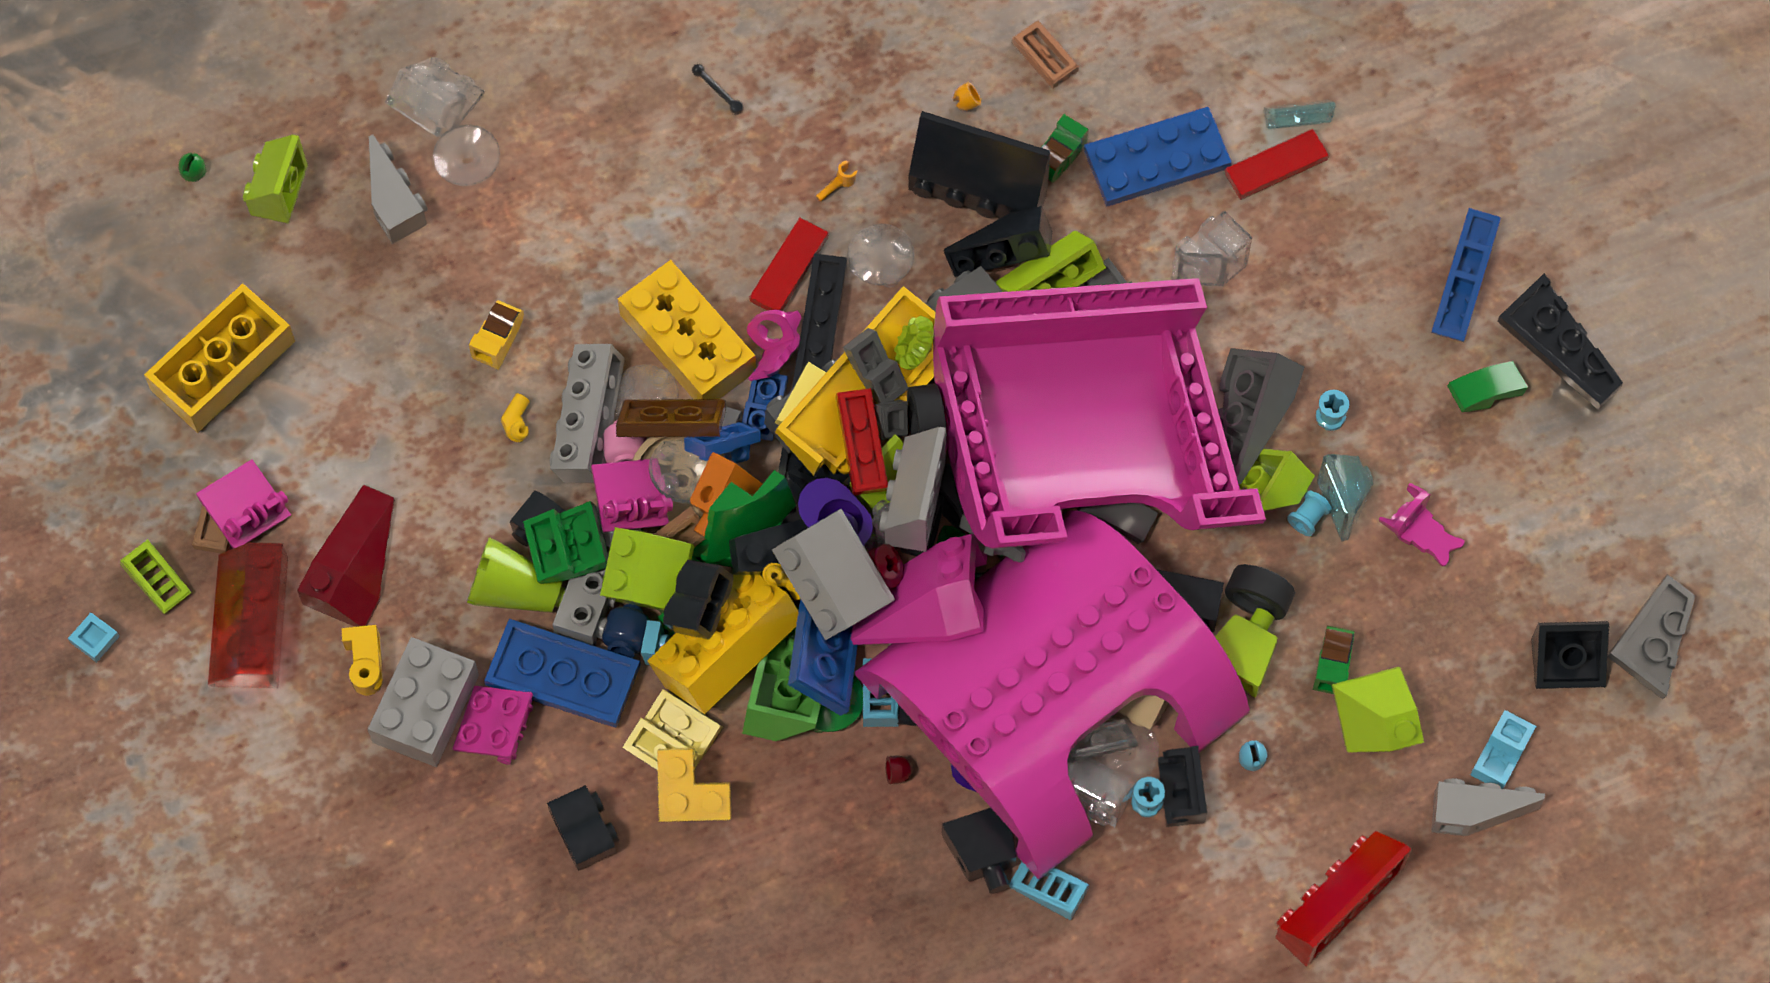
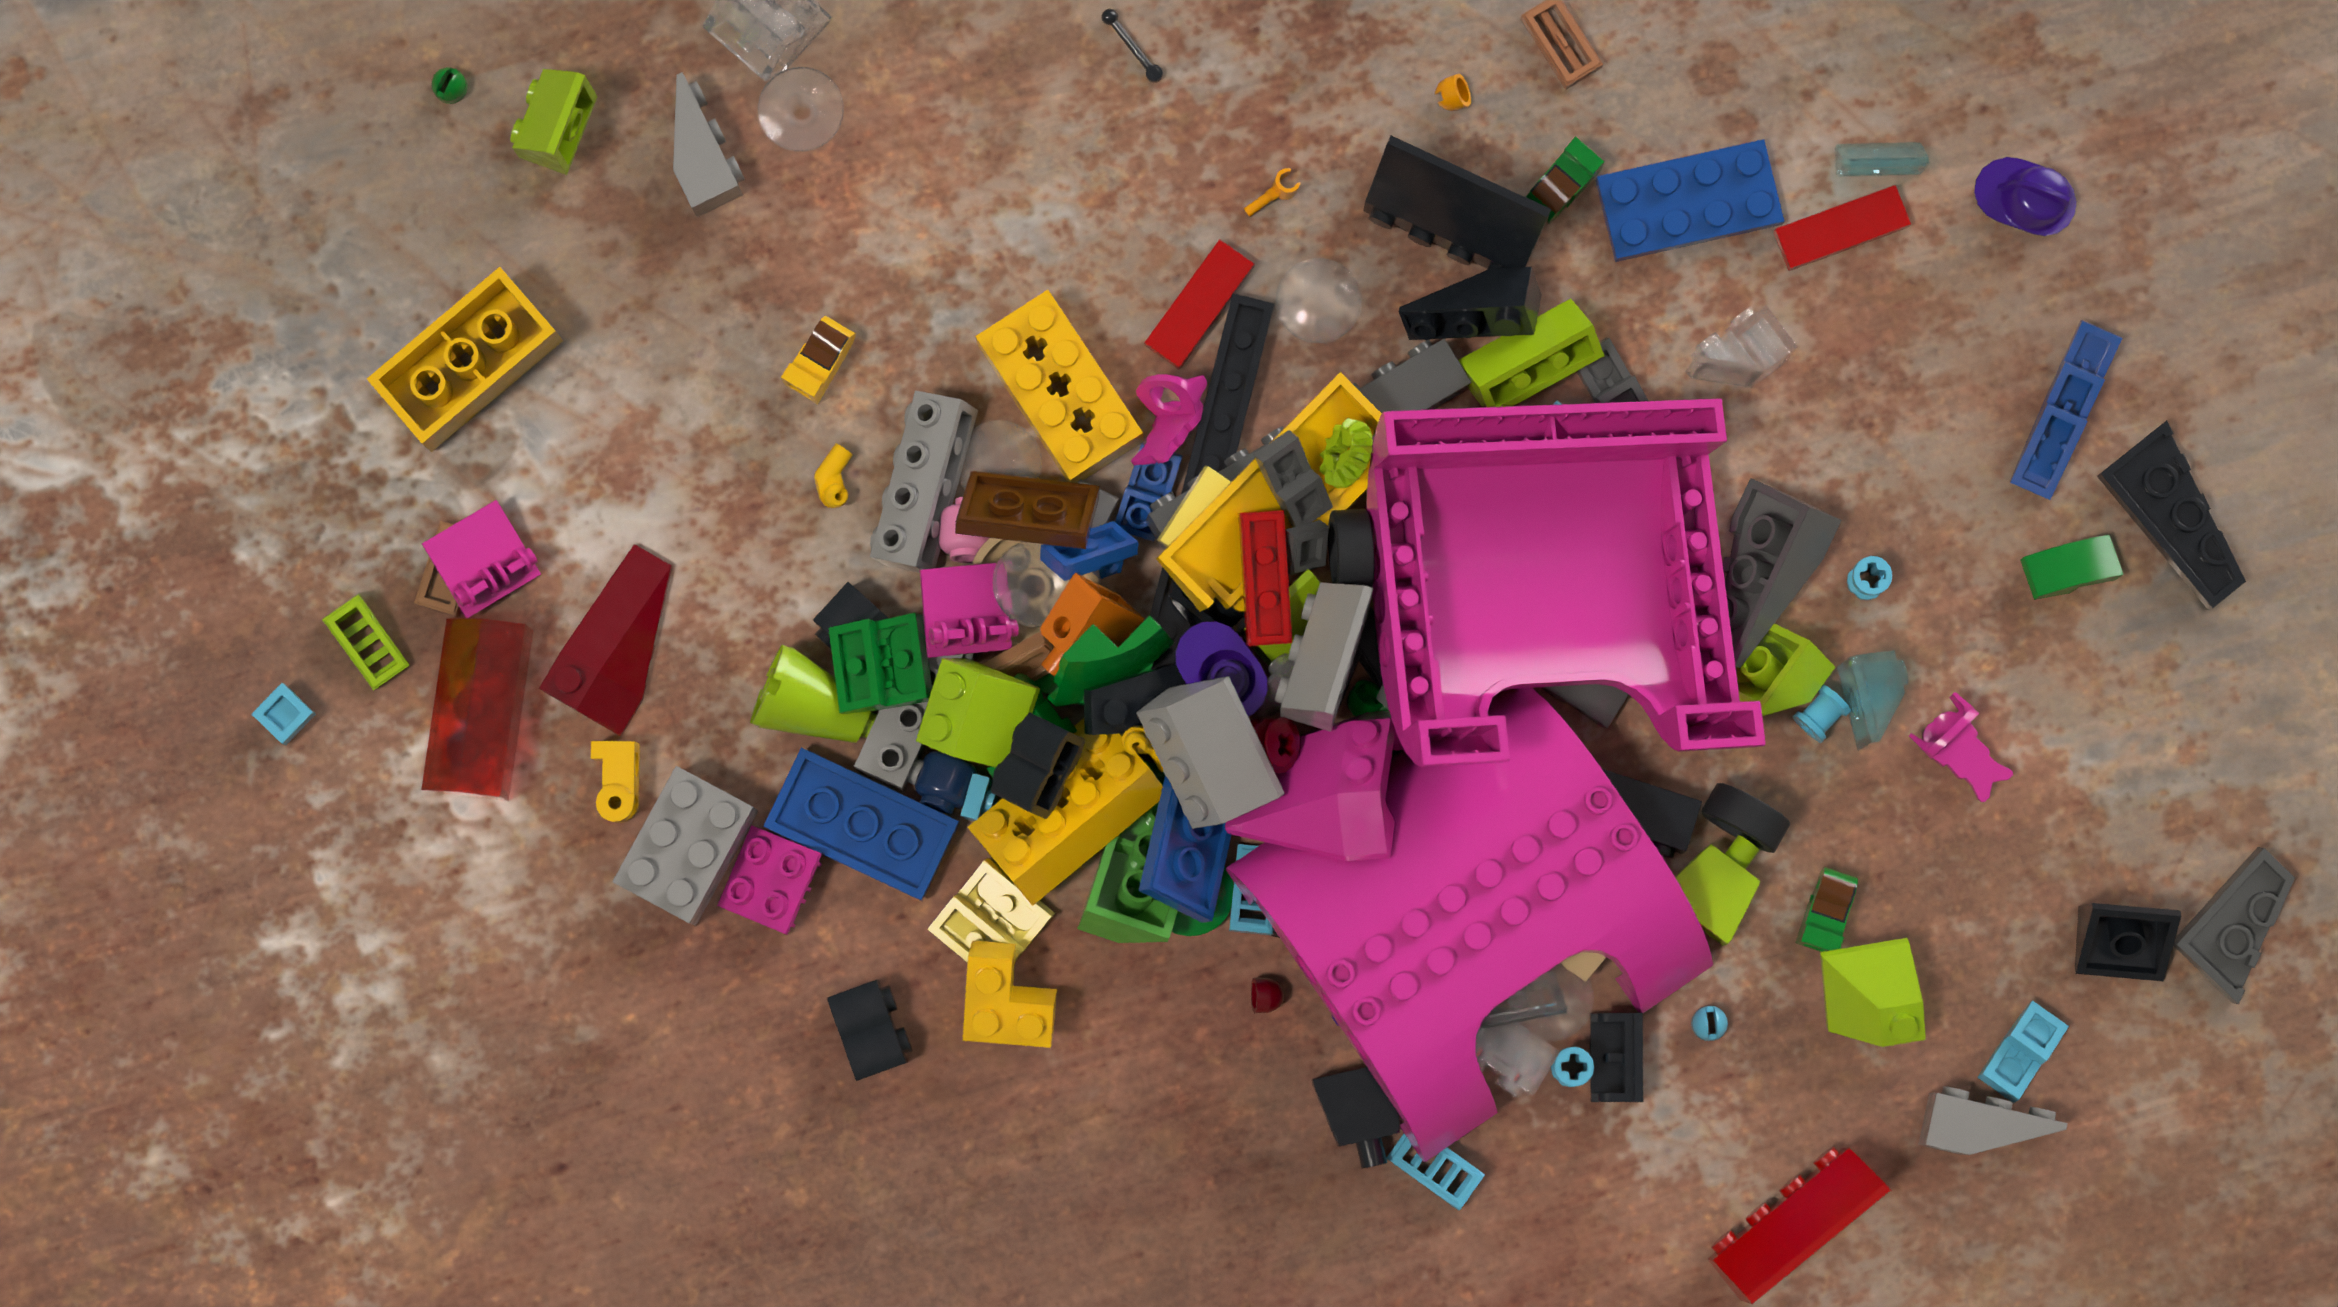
camera: 10 degrees right, 15 degrees up
(1414, 128) = (2025, 196): none -> dark purple piece

